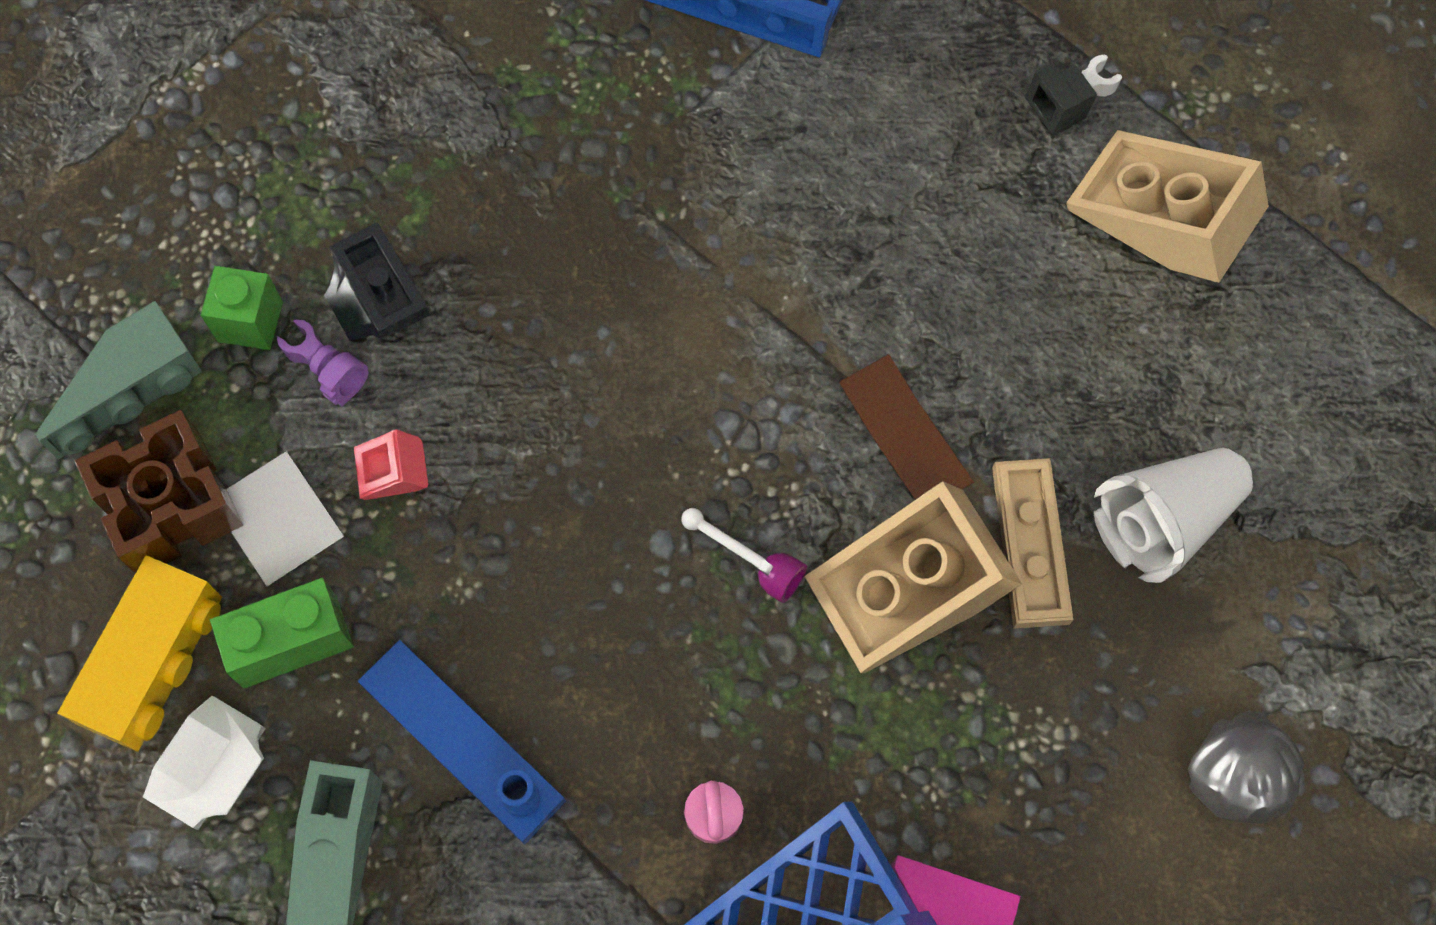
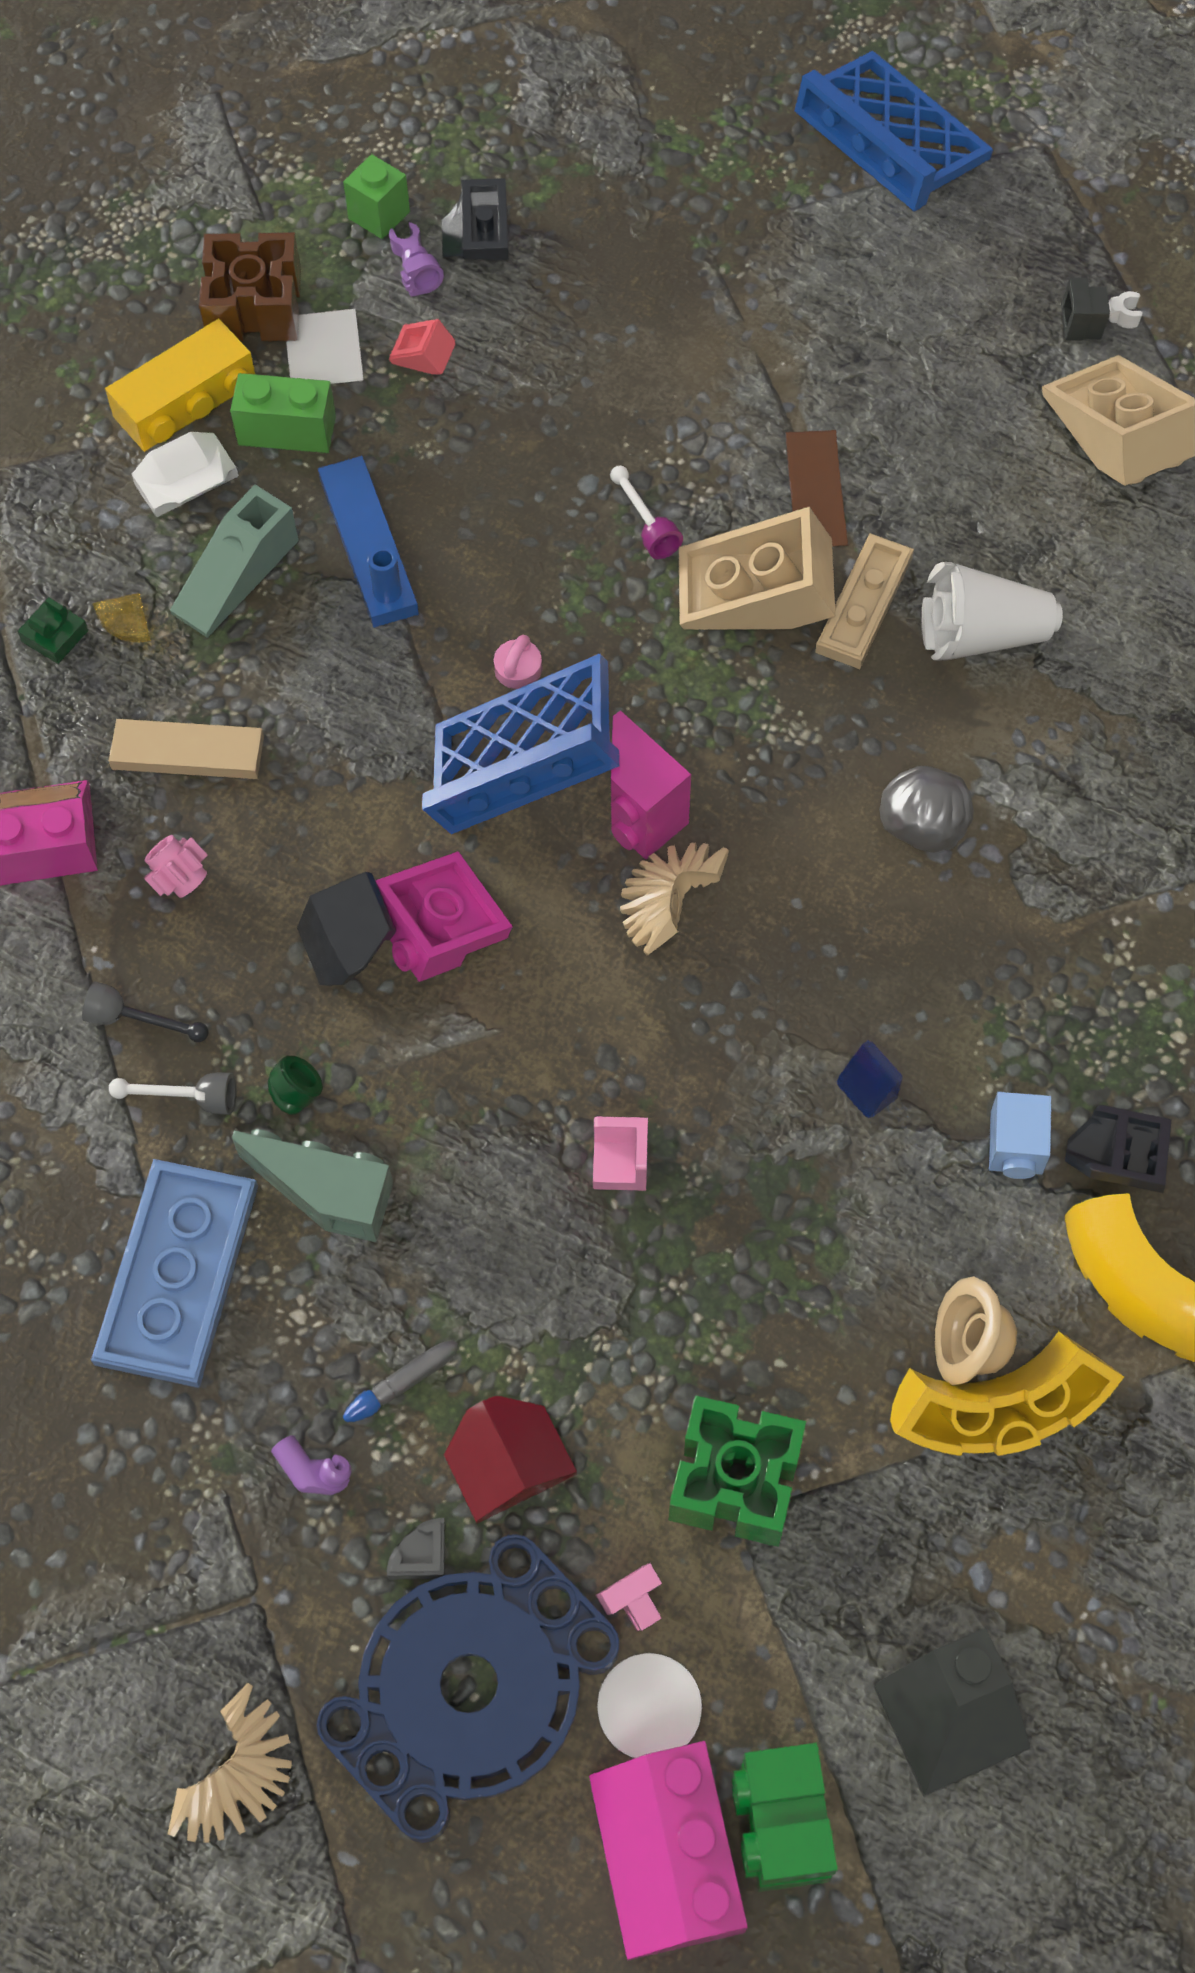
camera: 30 degrees right, 5 degrees down
(120, 377) = (271, 202): sand green slope -> none

